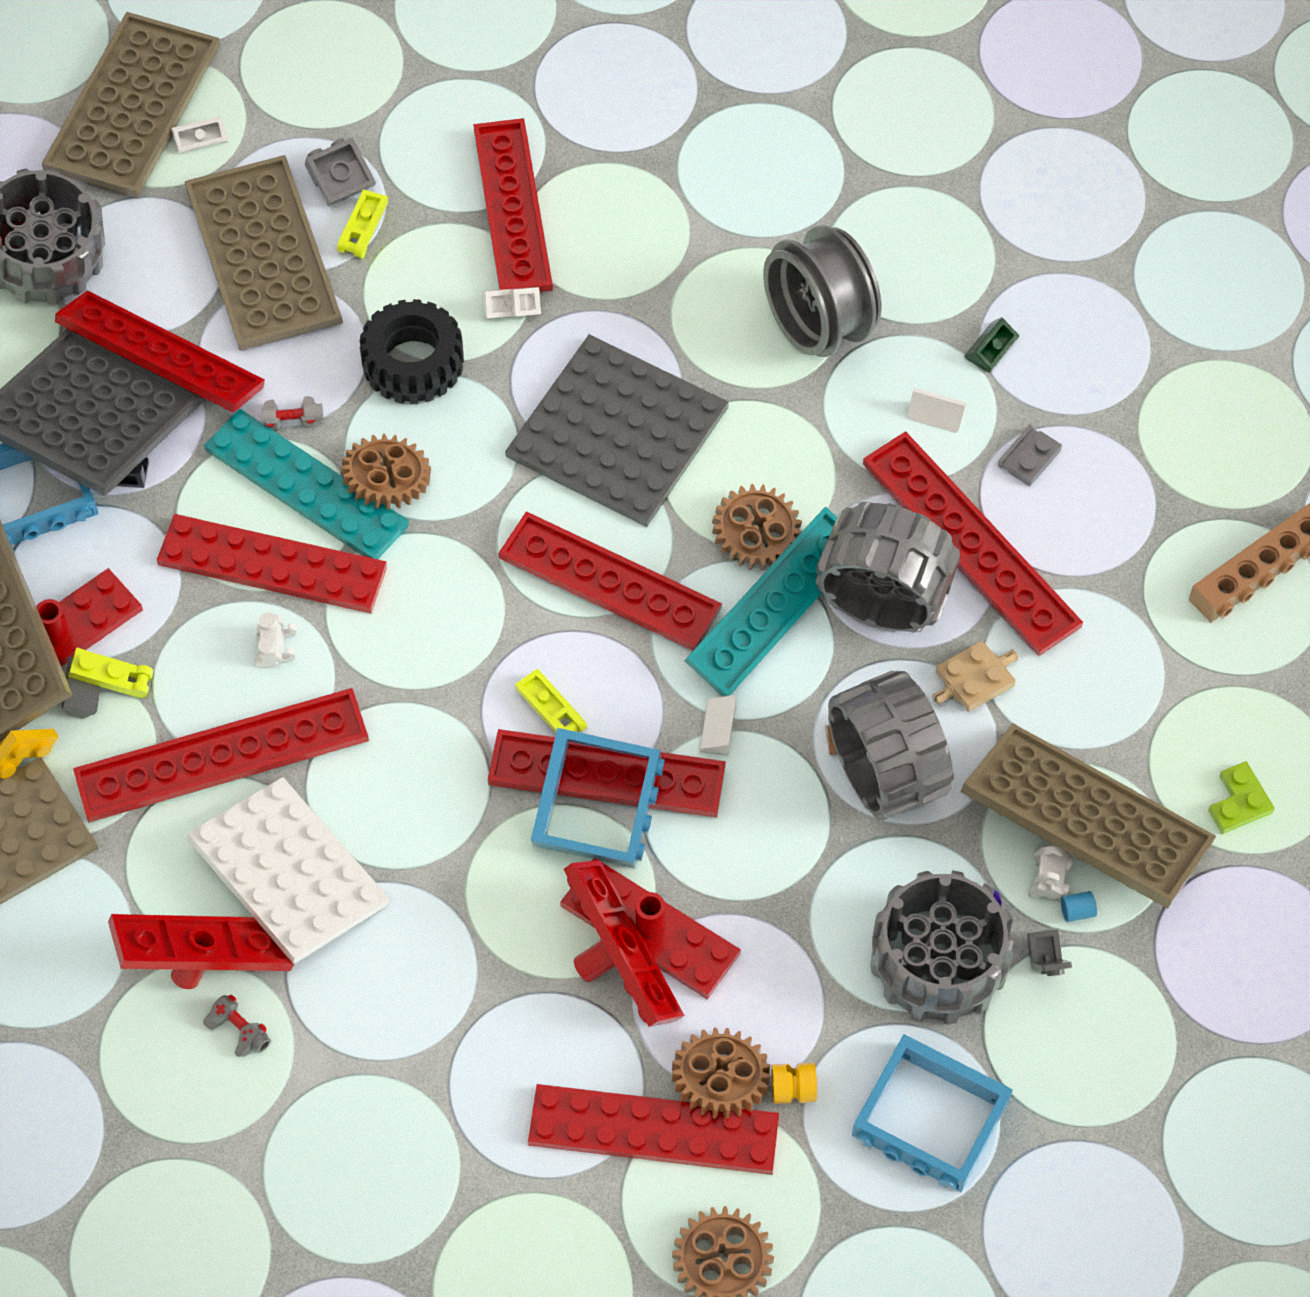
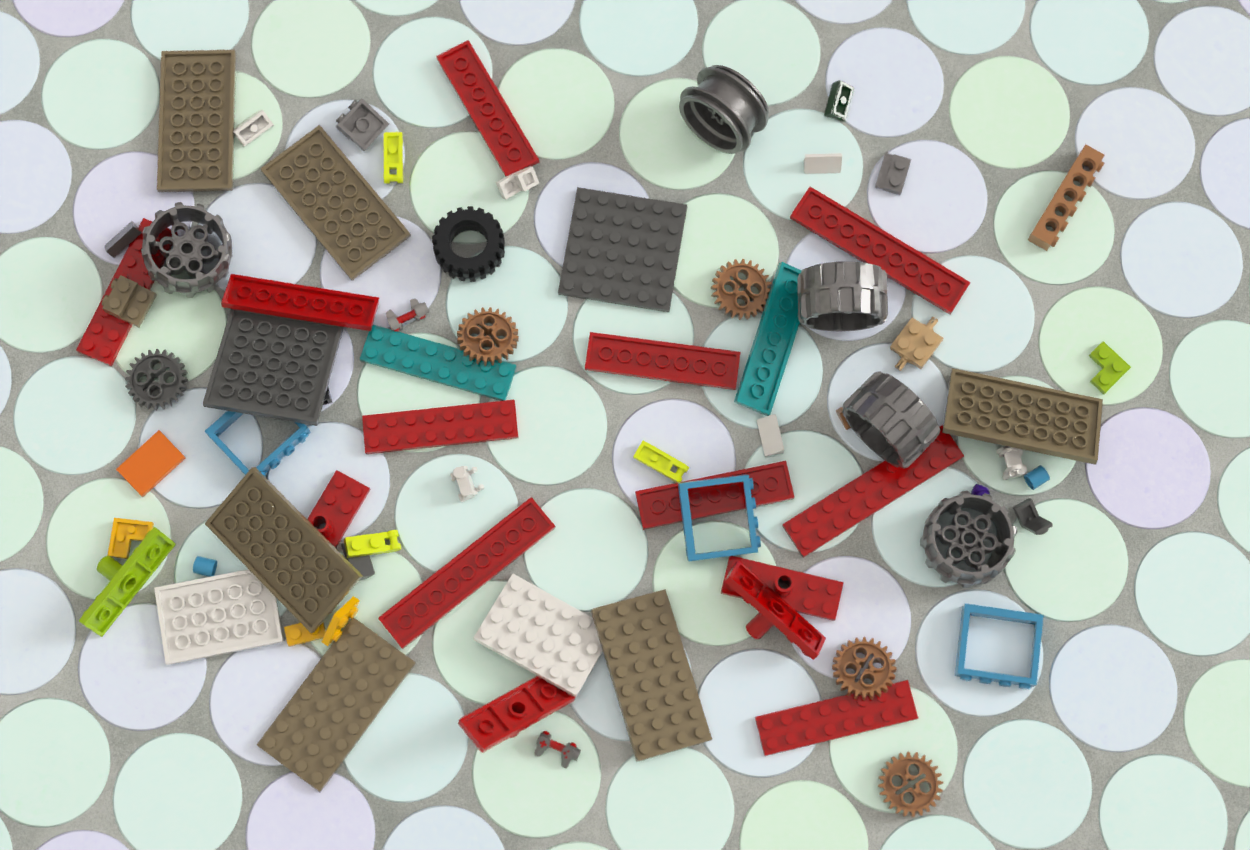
camera: 20 degrees left, 15 degrees up
(412, 975) = (651, 675): none -> dark tan plate
(794, 1083) = (911, 658): yellow wheel -> none
(831, 847) = (868, 495): none -> red plate

